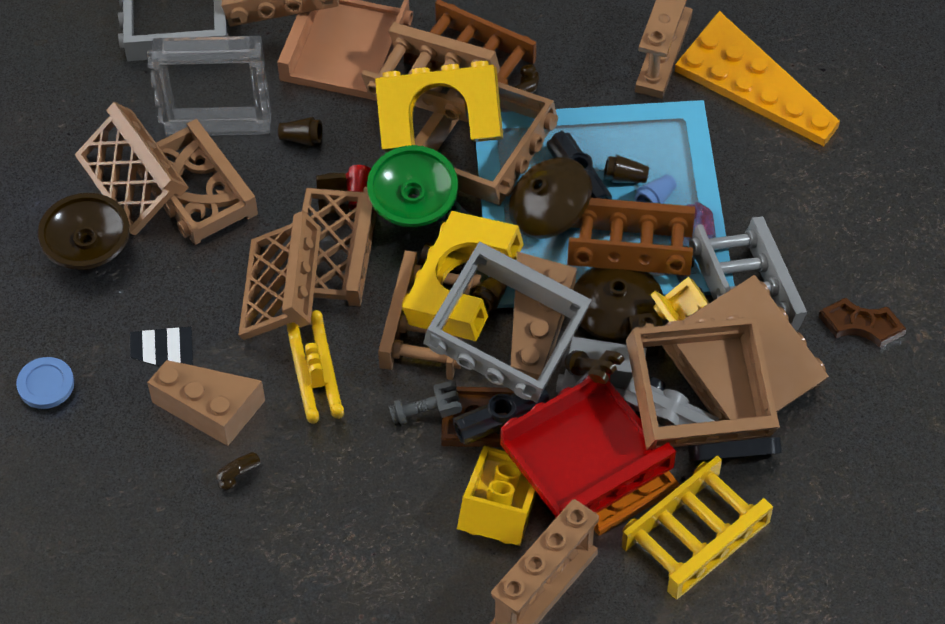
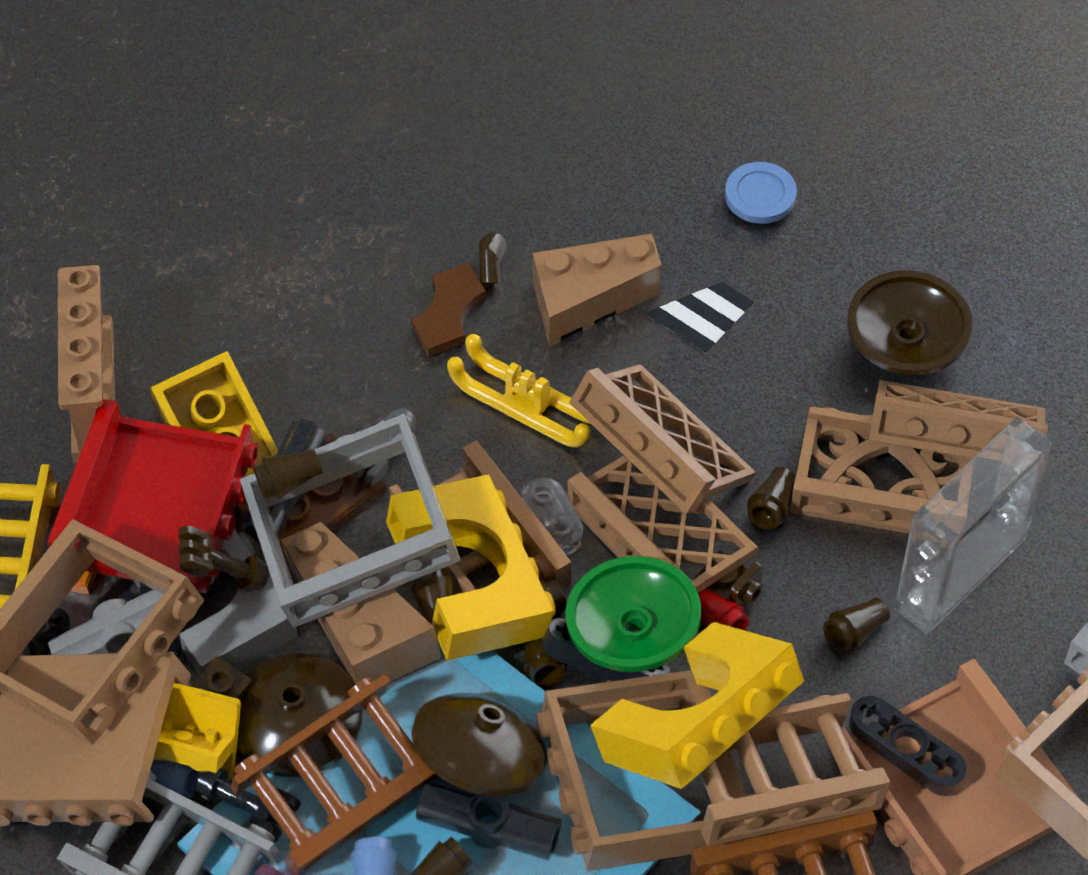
camera: 135 degrees right, 0 degrees up
(262, 216) = (771, 501): none -> dark brown cone
(281, 469) = (455, 296): none -> reddish brown tile
(356, 70) = (905, 727): none -> black beam
(376, 300) = (555, 512): none -> clear plate
(522, 355) = (286, 472): none -> dark brown cone

